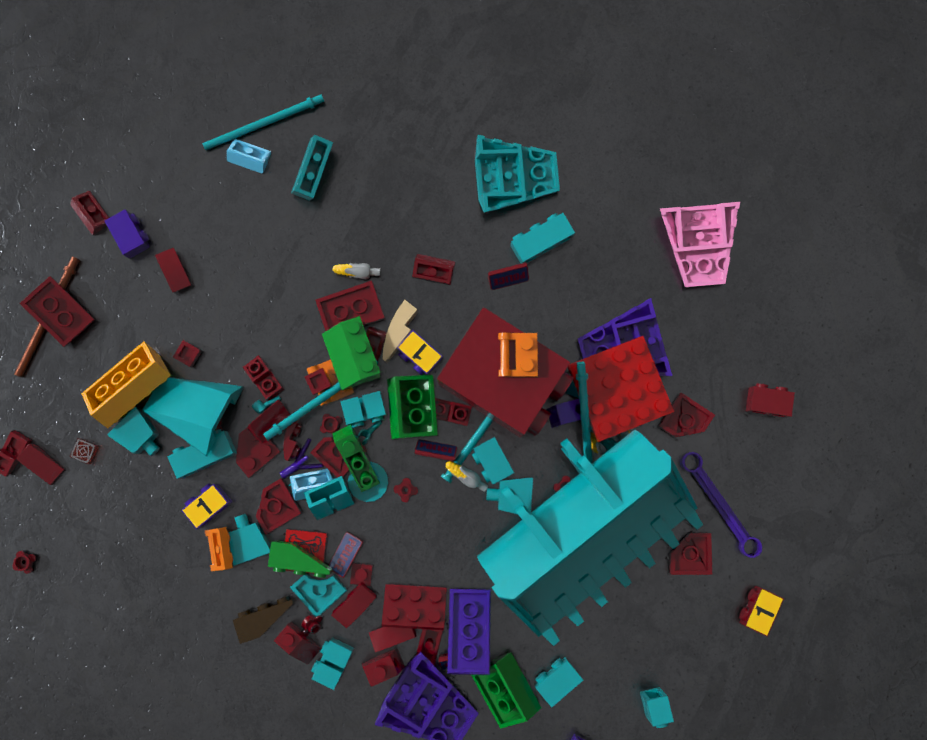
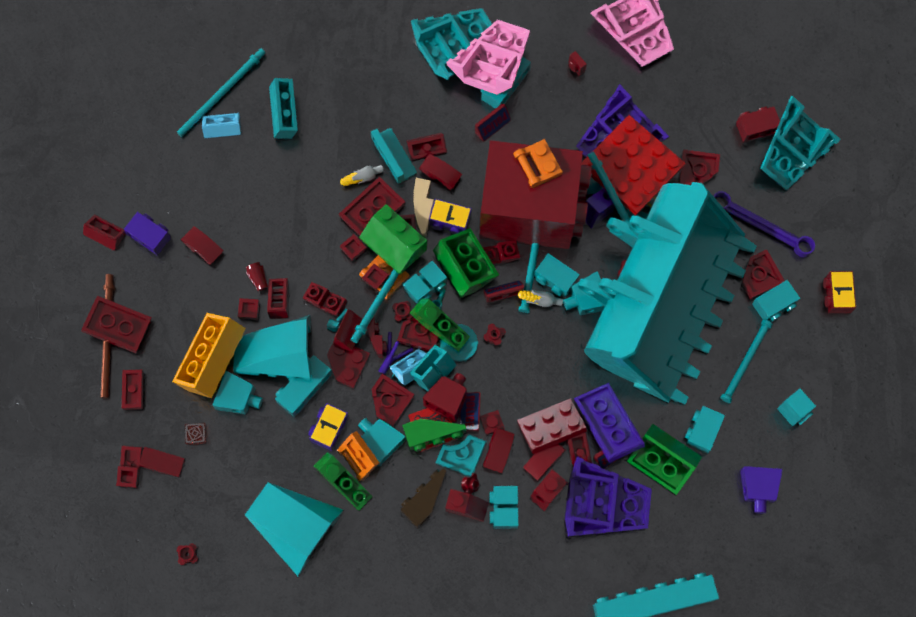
camera: 30 degrees left, 10 degrees down
(45, 381) = (132, 389): none -> dark red plate
(132, 579) = (291, 523): none -> teal wedge
(194, 562) = (343, 481): none -> green slope
(207, 365) = (278, 310): none -> dark red slope
(210, 324) = (257, 276): none -> dark red cone
(313, 339) = (353, 247): none -> dark red plate
(329, 532) = (447, 397): none -> dark red torso
(397, 263) = (393, 154): none -> teal panel
(433, 302) = (438, 169): none -> dark red slope
(538, 211) = (493, 58): none -> bright pink wedge
(620, 254) = (576, 63): none -> dark red plate
(634, 632) = (746, 361): none -> teal bar
(693, 589) = (776, 300): none -> teal brick
(795, 443) = (796, 145): none -> teal wedge

